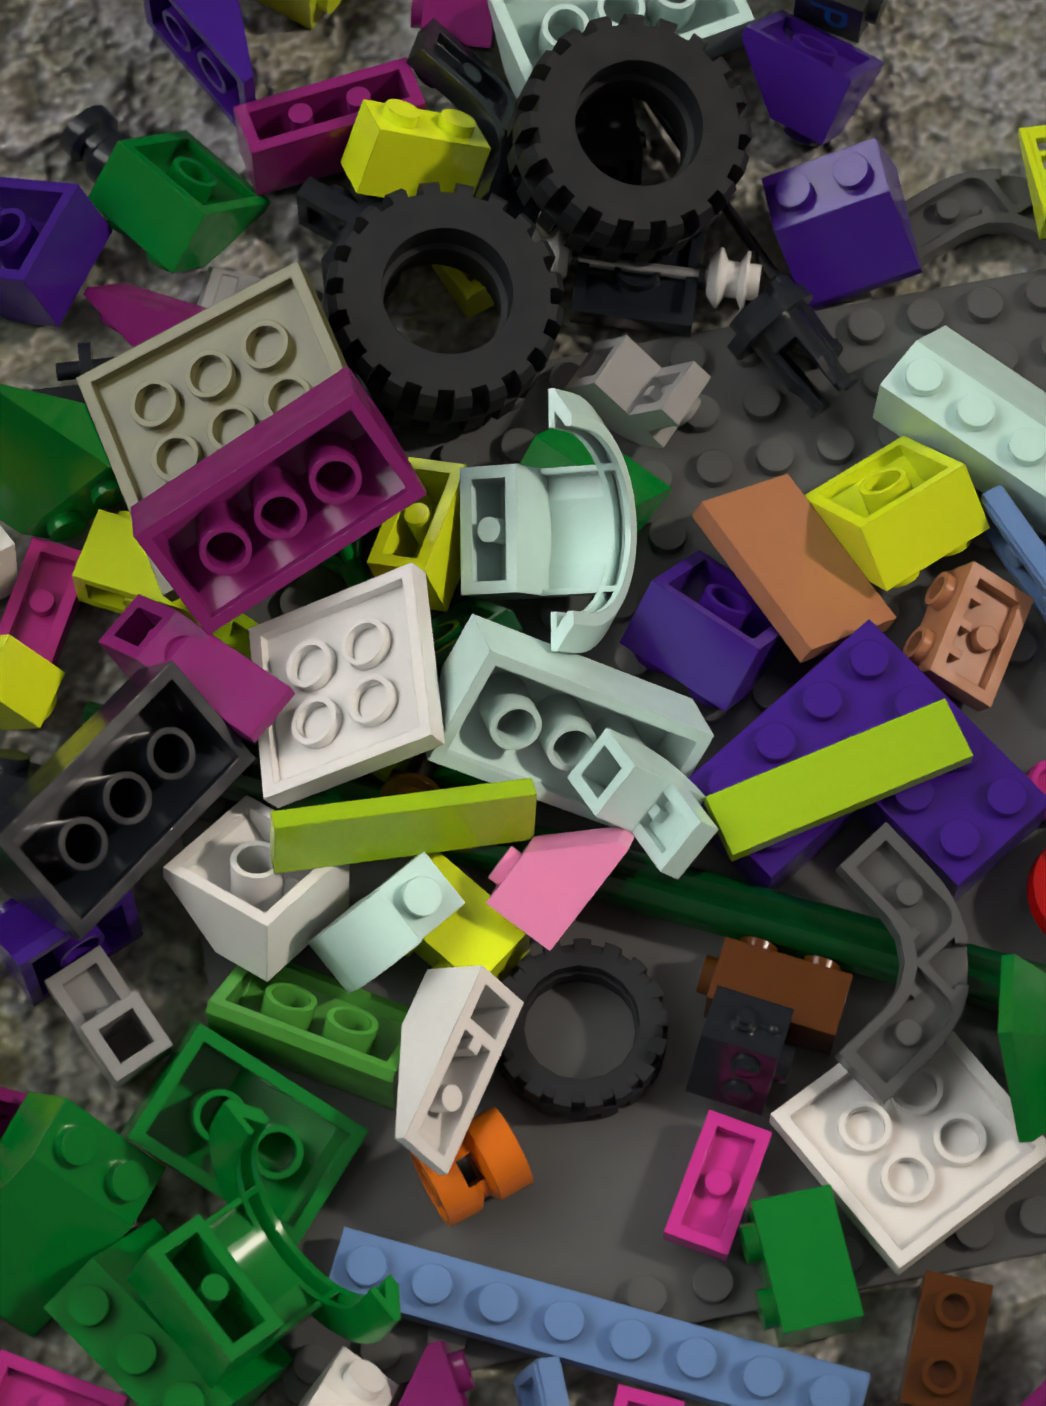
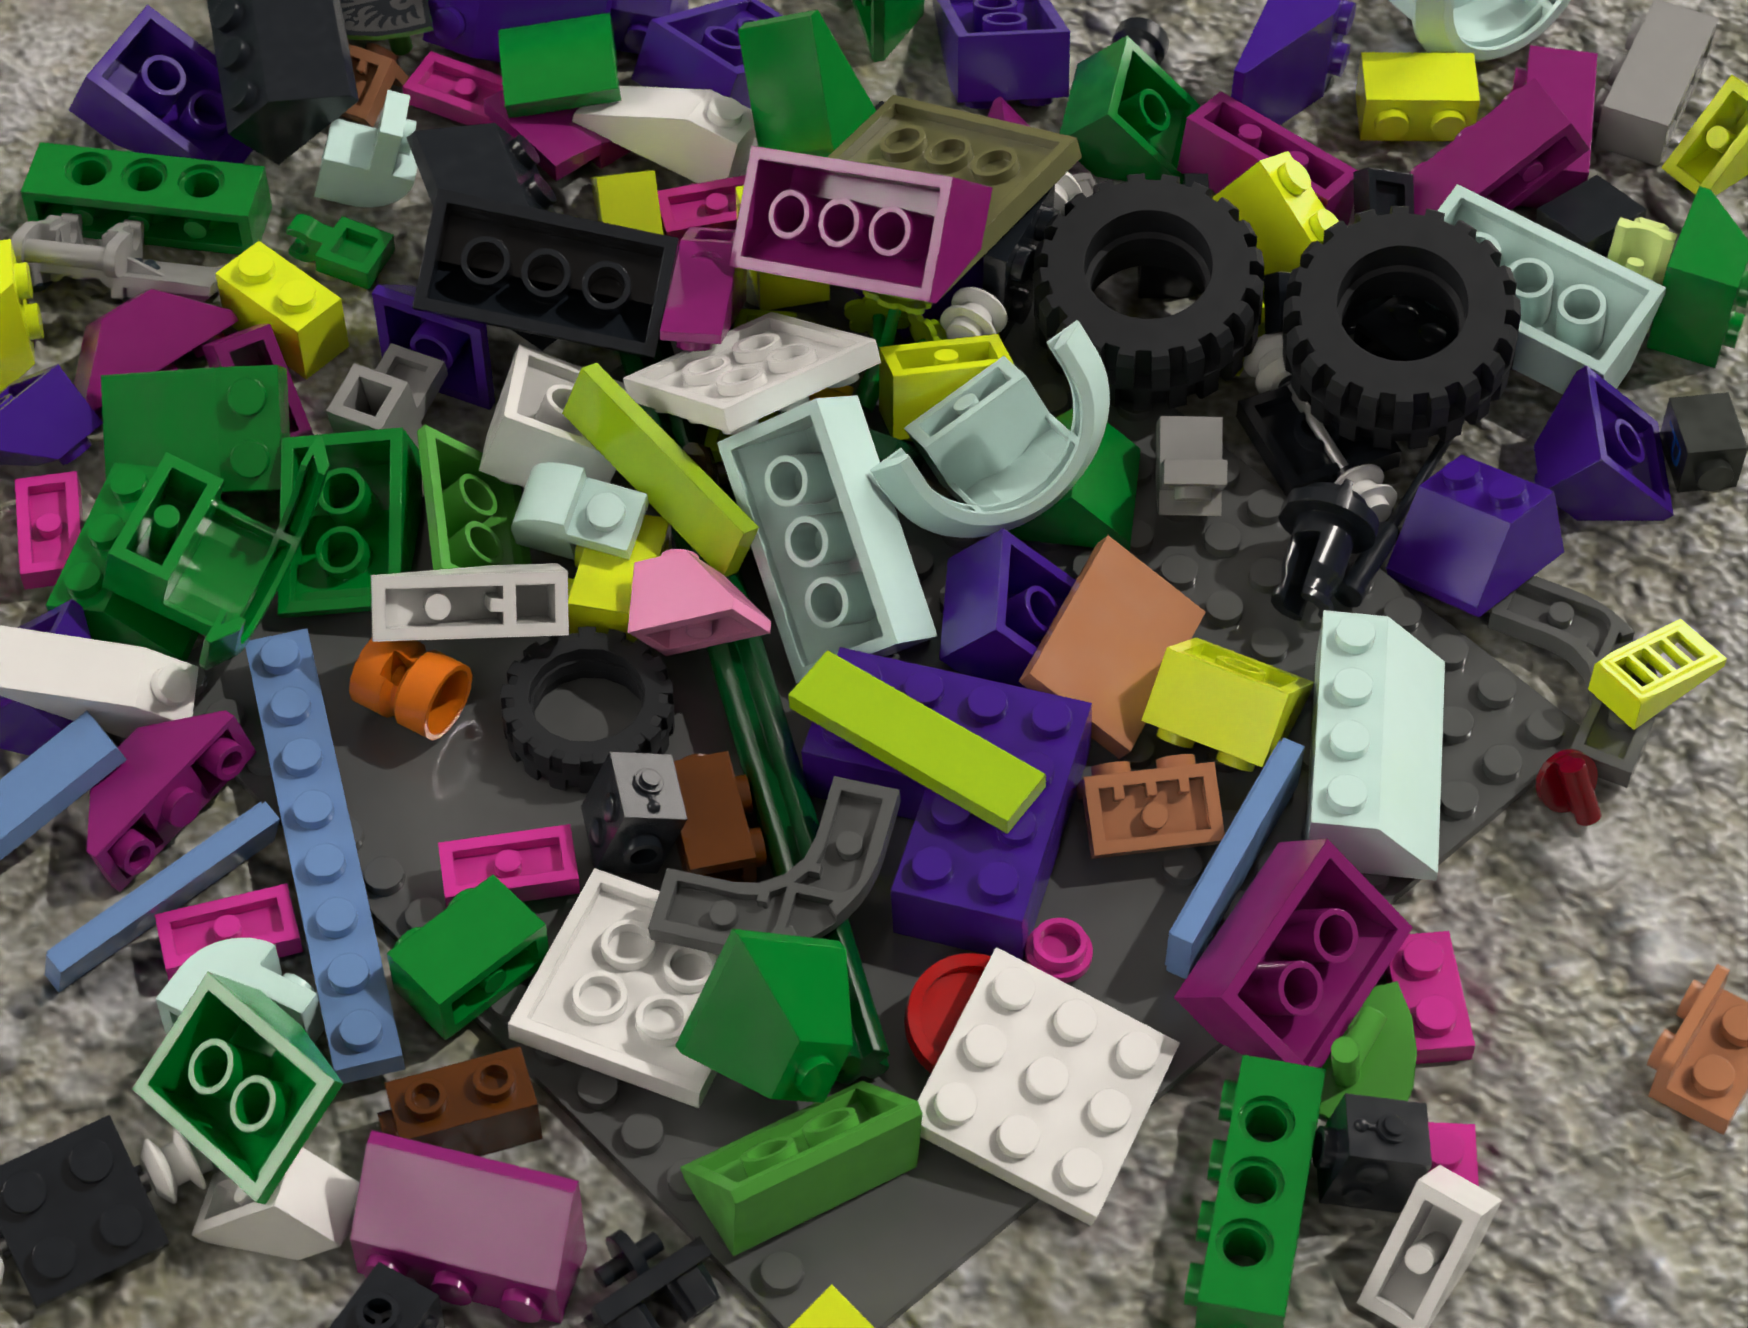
camera: 60 degrees right, 15 degrees down
(647, 797) = (803, 612): light aqua brick -> none

